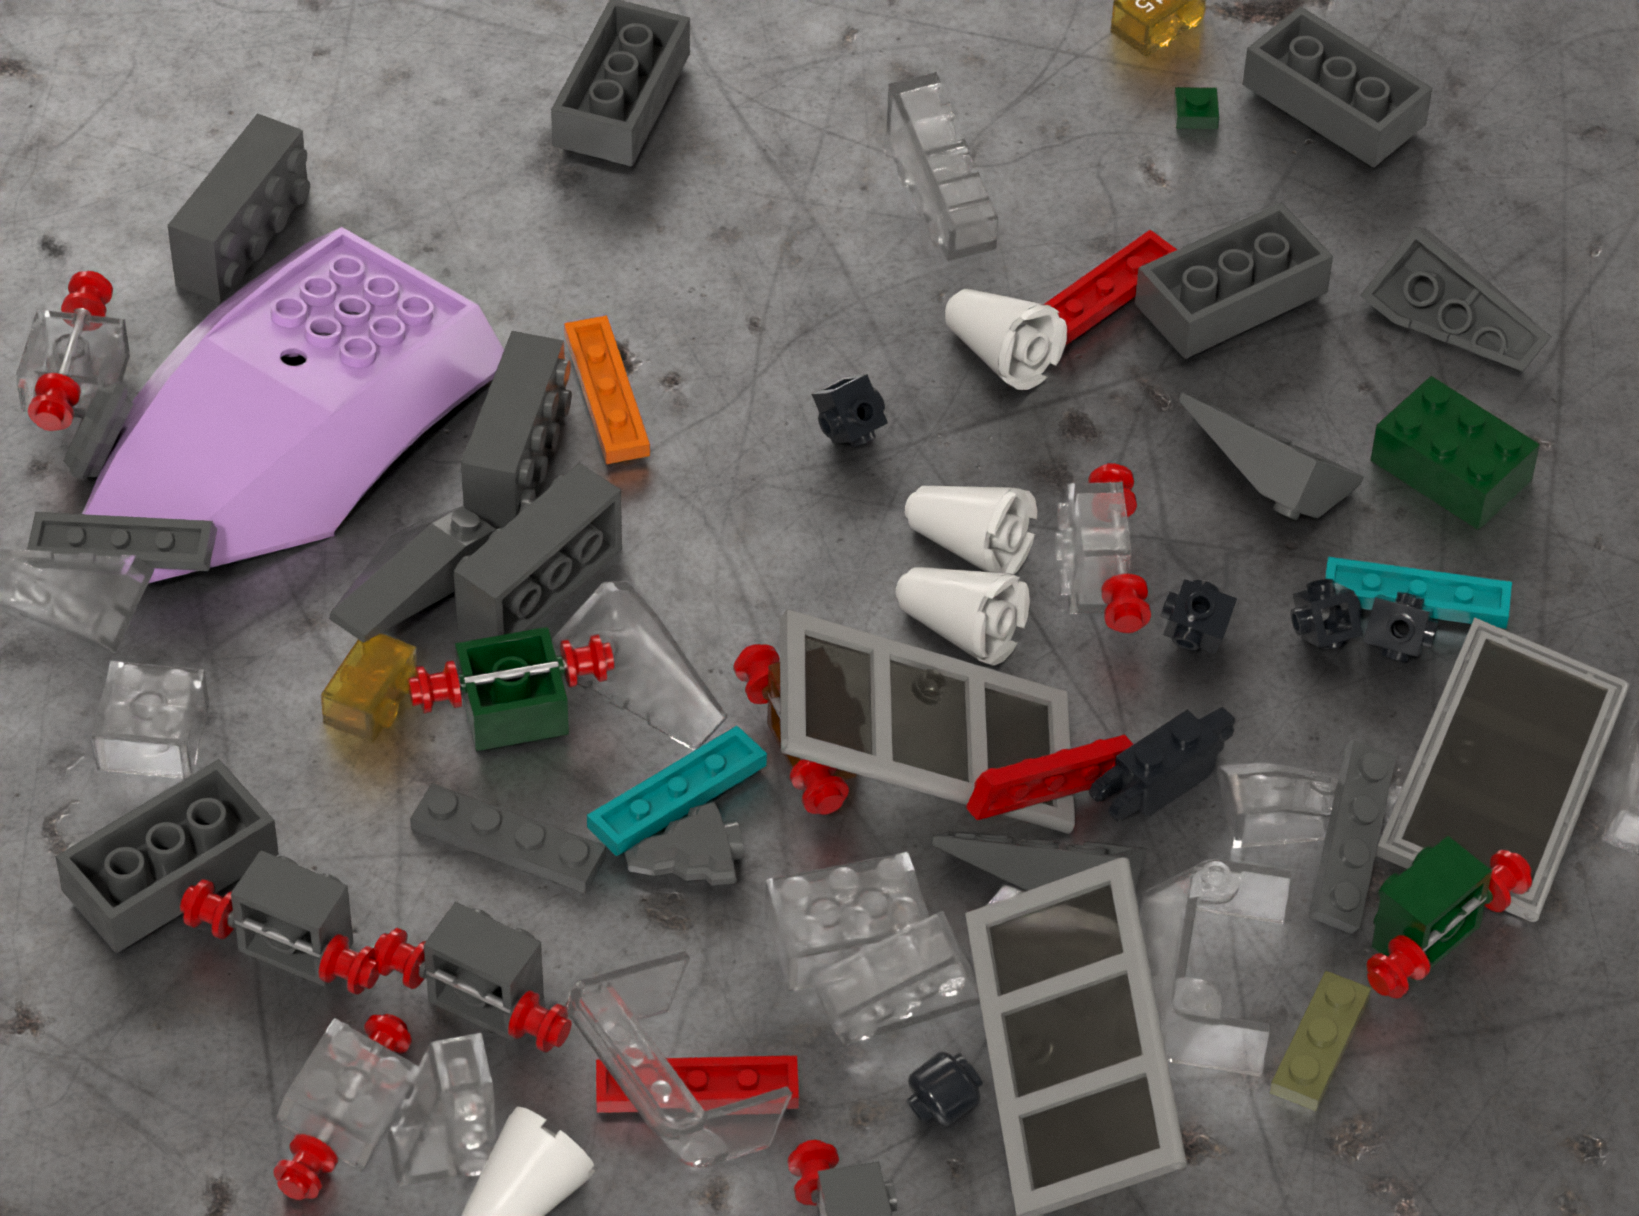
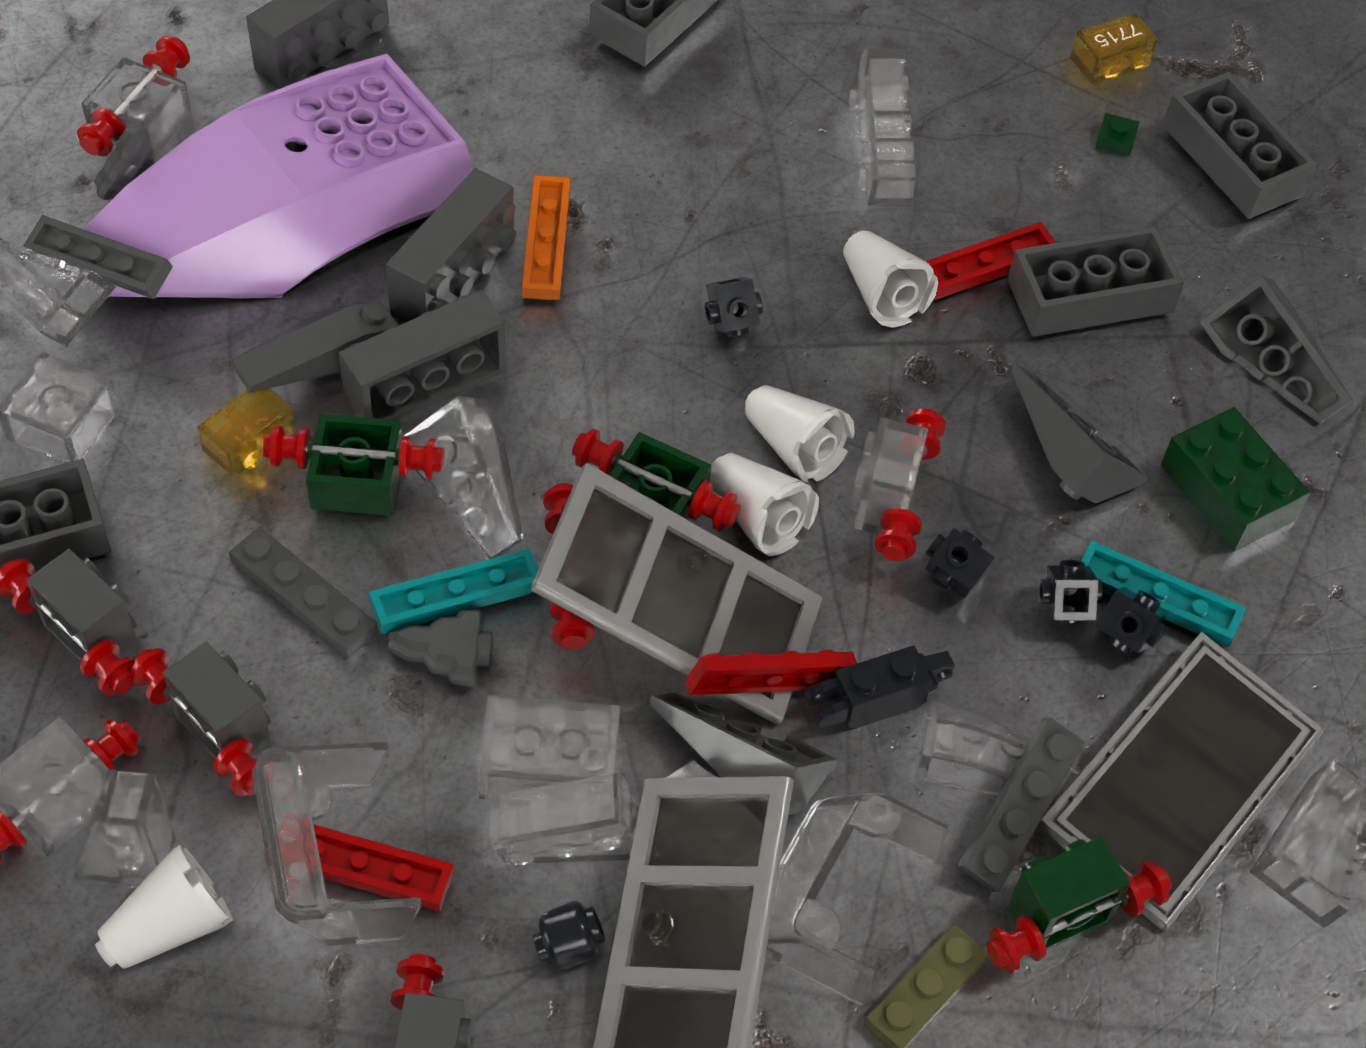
camera: 15 degrees right, 5 degrees up
(854, 603) = (660, 474): none -> brick

